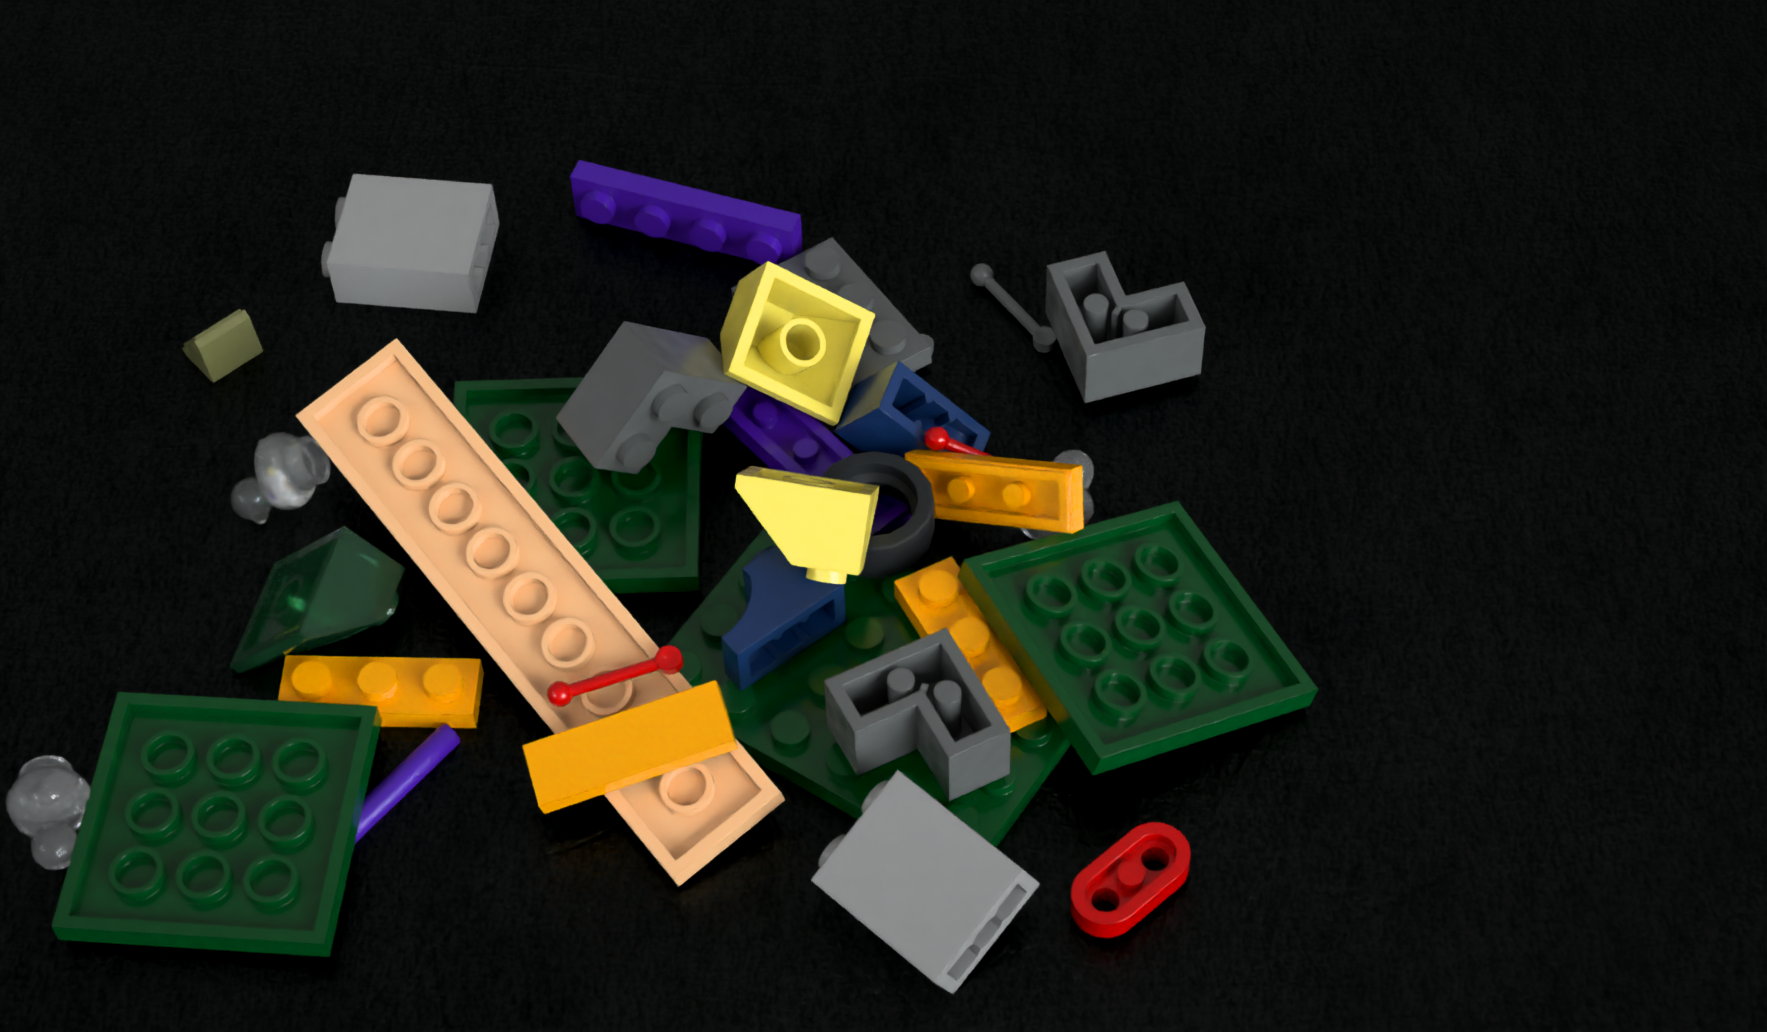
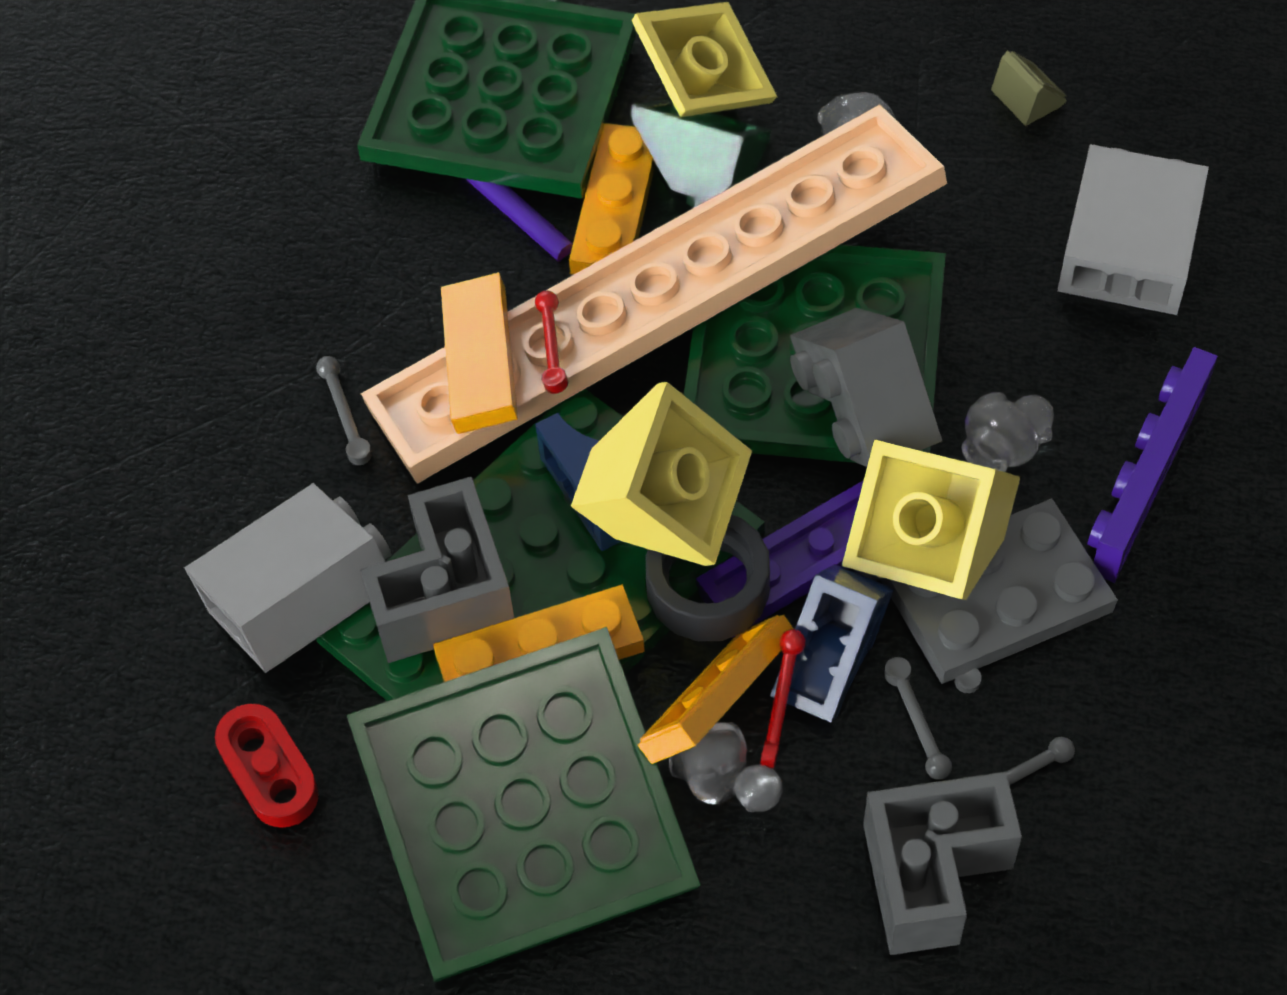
camera: 100 degrees right, 5 degrees up
(215, 598) = (704, 58): none -> light yellow slope
(665, 309) = (1005, 431): none -> clear animal
(733, 887) = (357, 449): none -> dark grey hinge
(1014, 356) = (898, 674): none -> dark grey hinge

